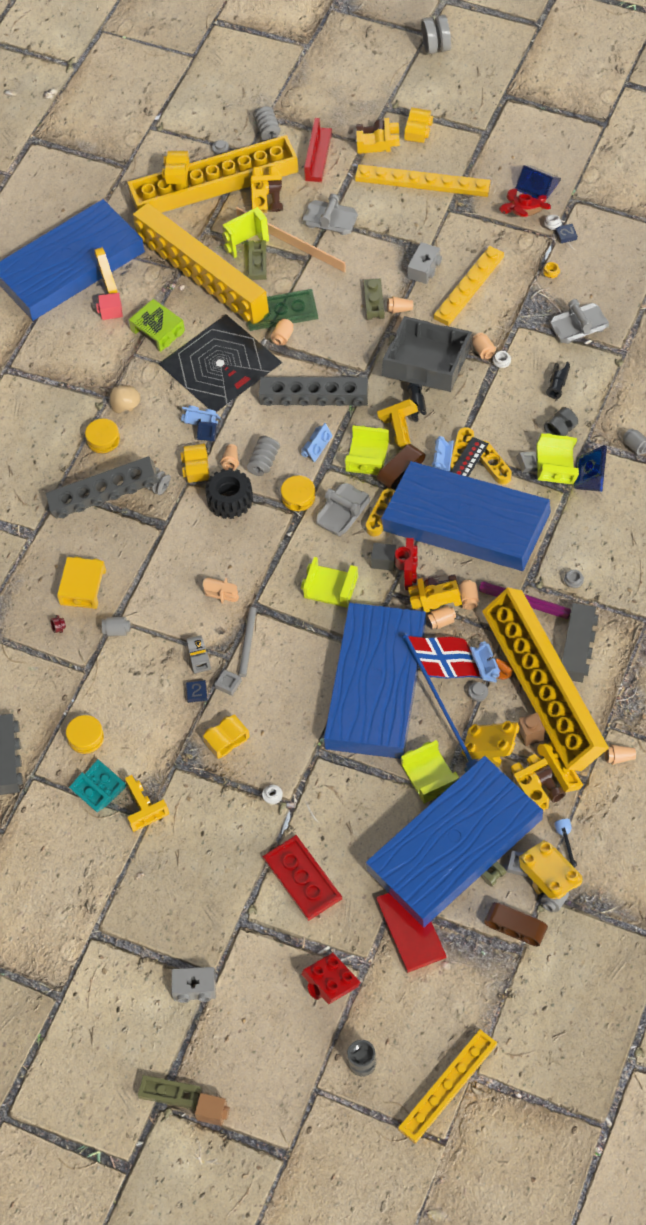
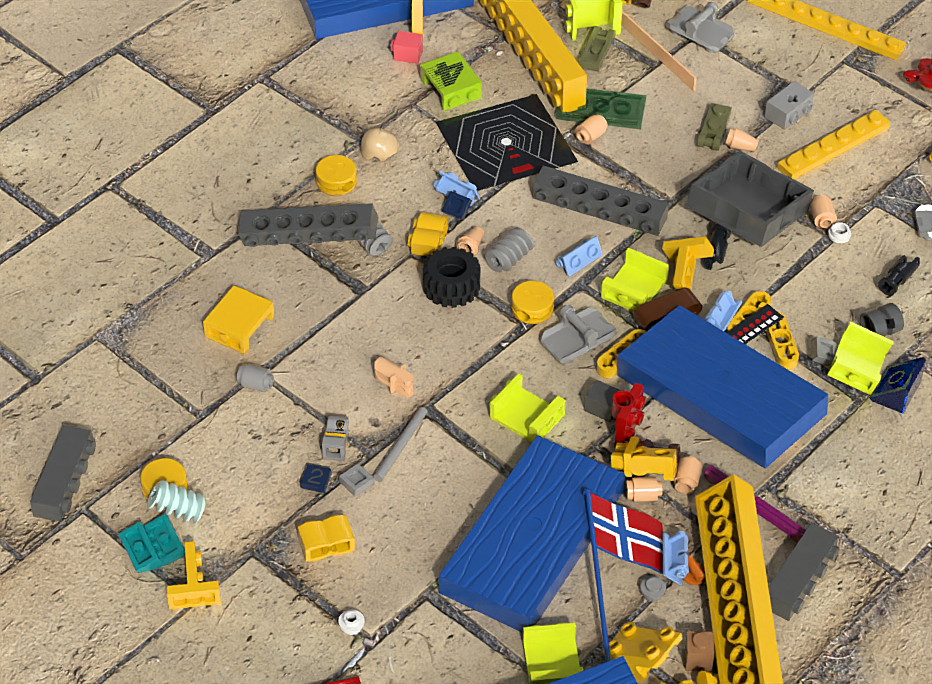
camera: 15 degrees right, 10 degrees down
(57, 624) = (191, 355): dark red plate -> none
(104, 747) = (177, 499): none -> light aqua piece
(574, 579) = (826, 498): light grey plate -> none

